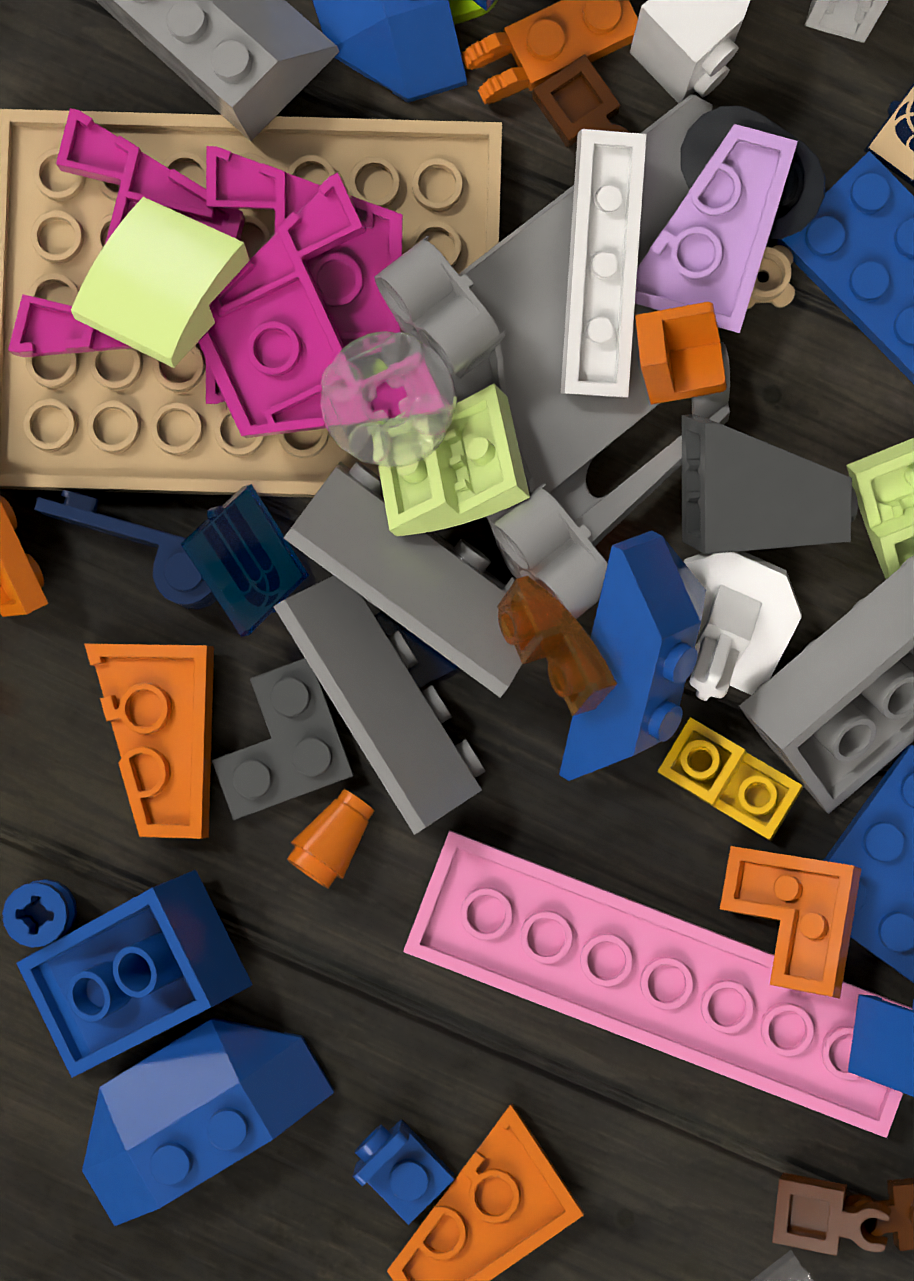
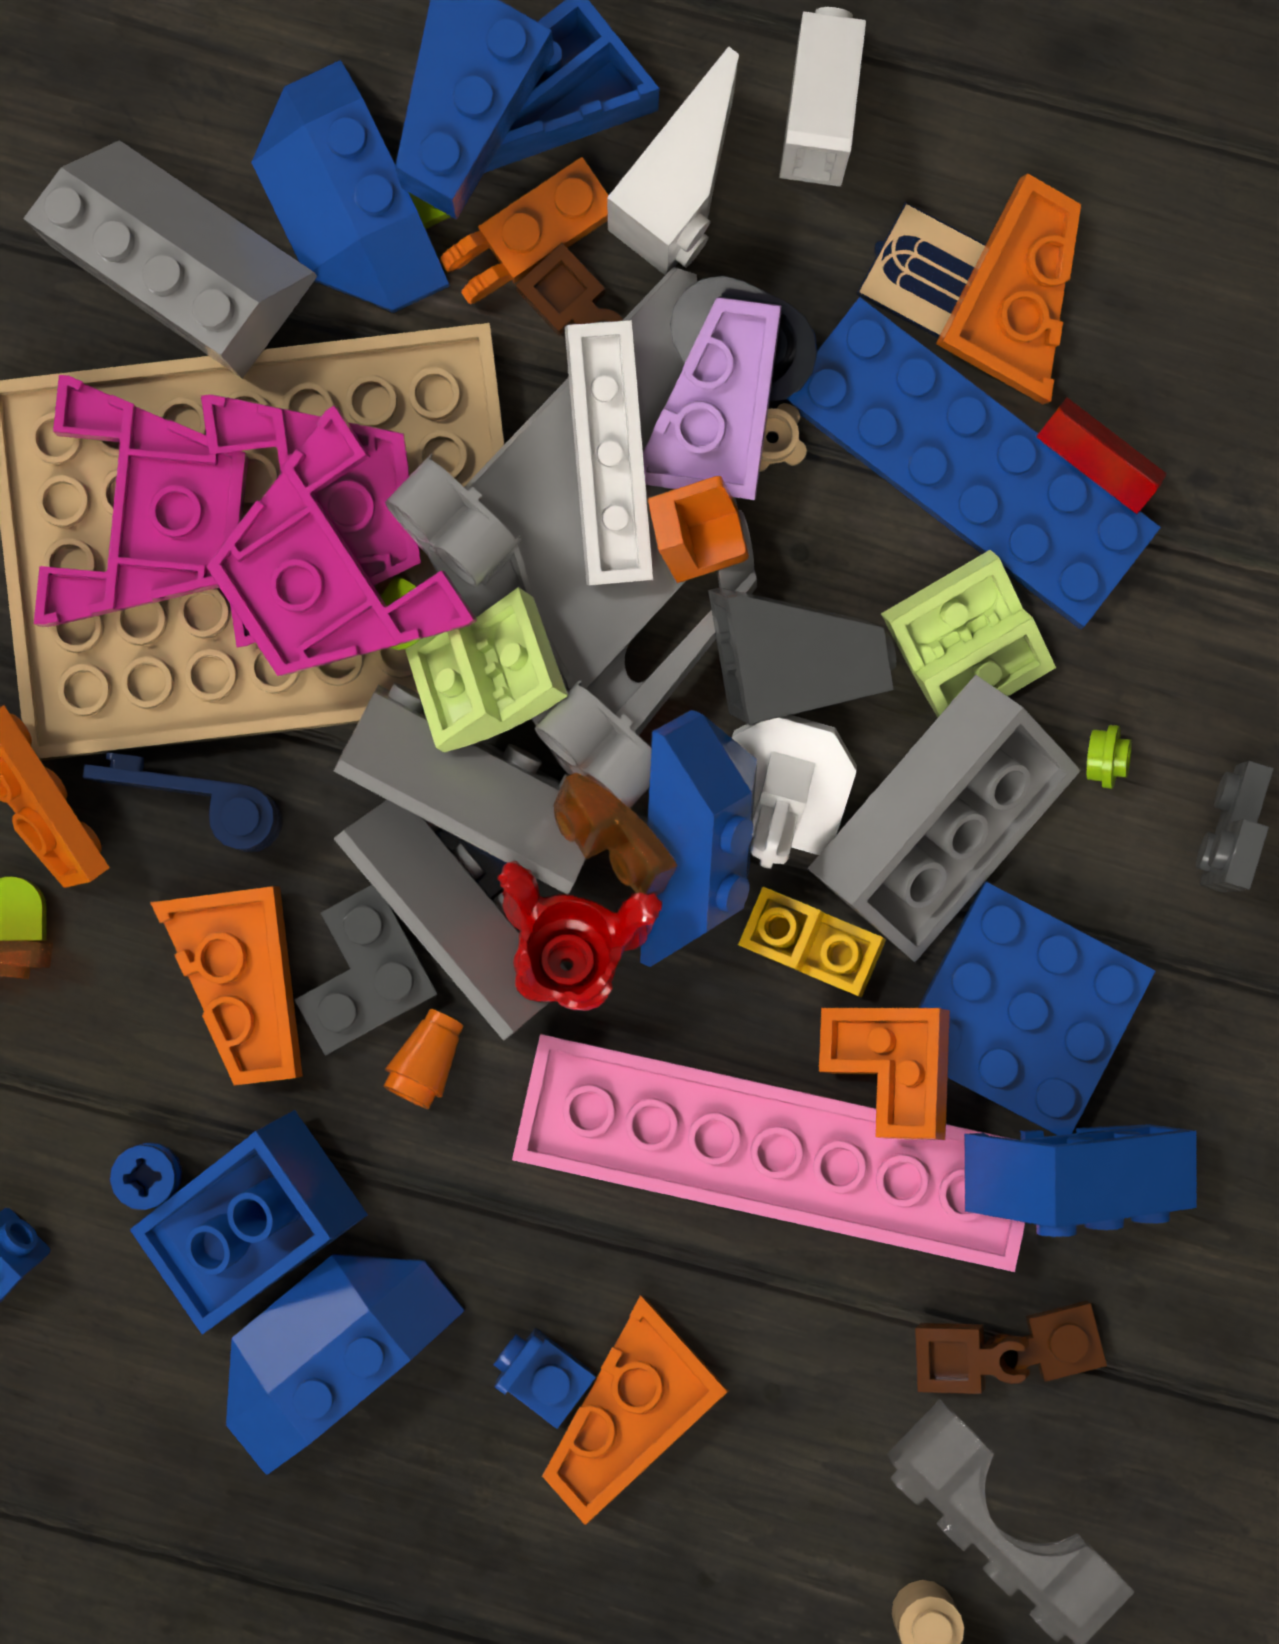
camera: 15 degrees left, 0 degrees up
(158, 281) = (173, 536): yellowish green slope -> none
(245, 559) = (298, 795): piece -> none
(351, 385) = (378, 611): clear plate -> none
(496, 734) = (571, 931): none -> red hair

